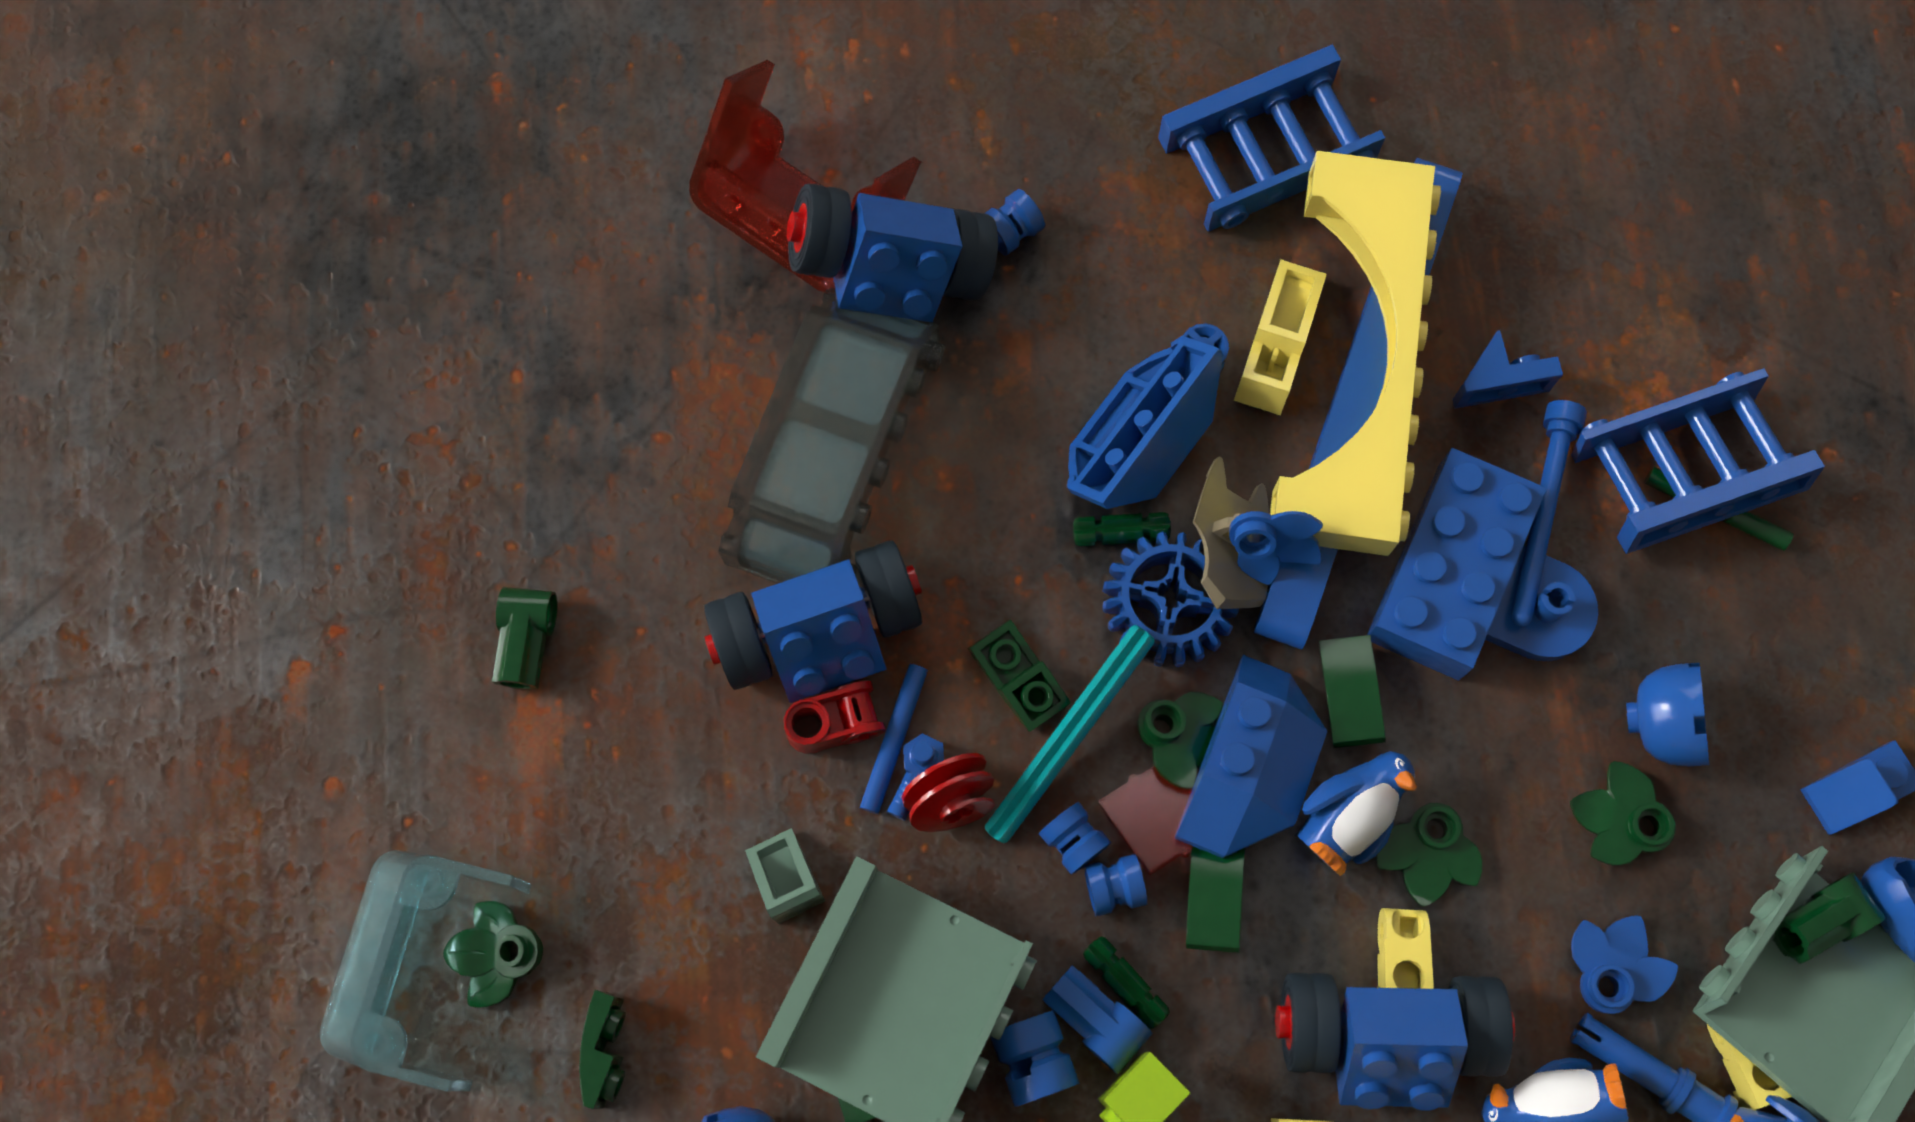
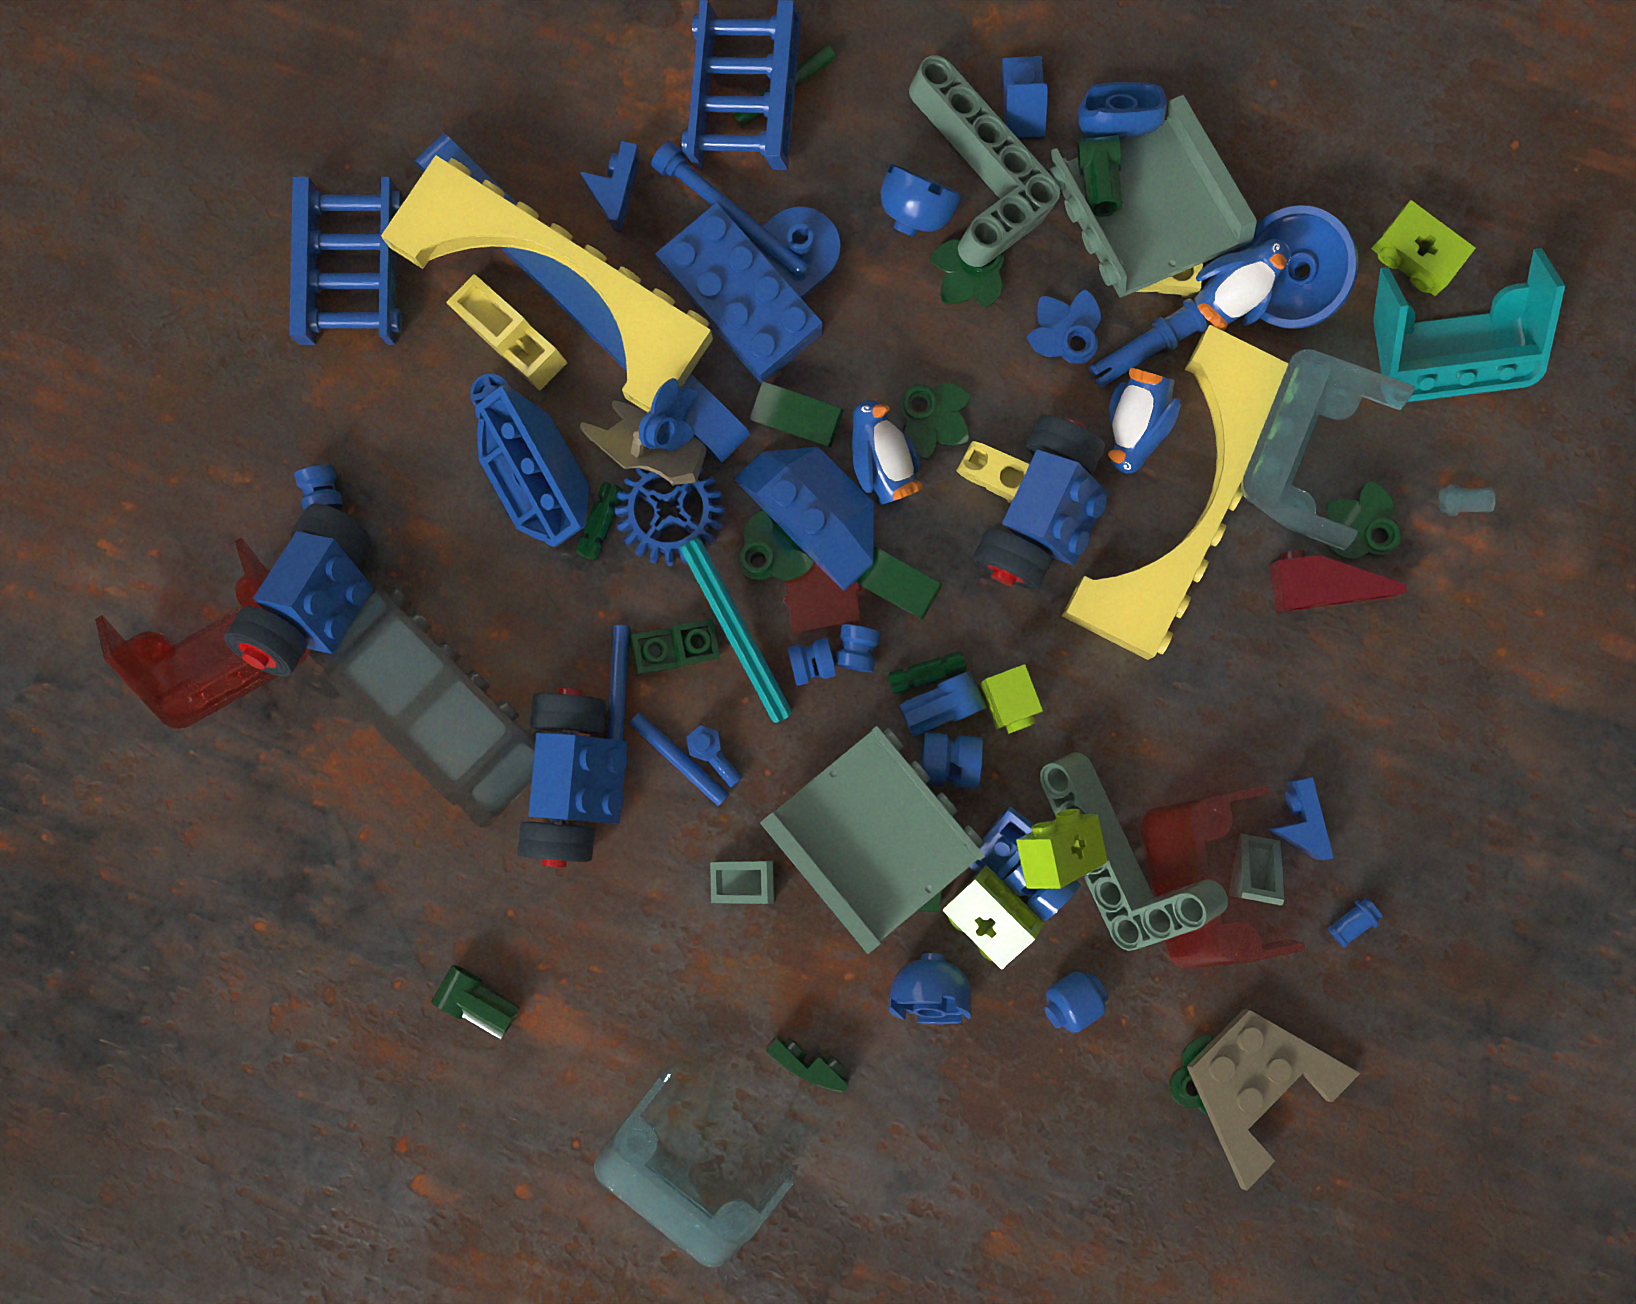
camera: 70 degrees left, 10 degrees up
(486, 953) = (700, 1122): dark green plate -> none
(837, 718) = (646, 793): red piece -> none
(949, 632) = (618, 682): none -> blue bar
(949, 793) = (740, 741): red piece -> none
(1778, 782) = (967, 122): none -> sand green beam

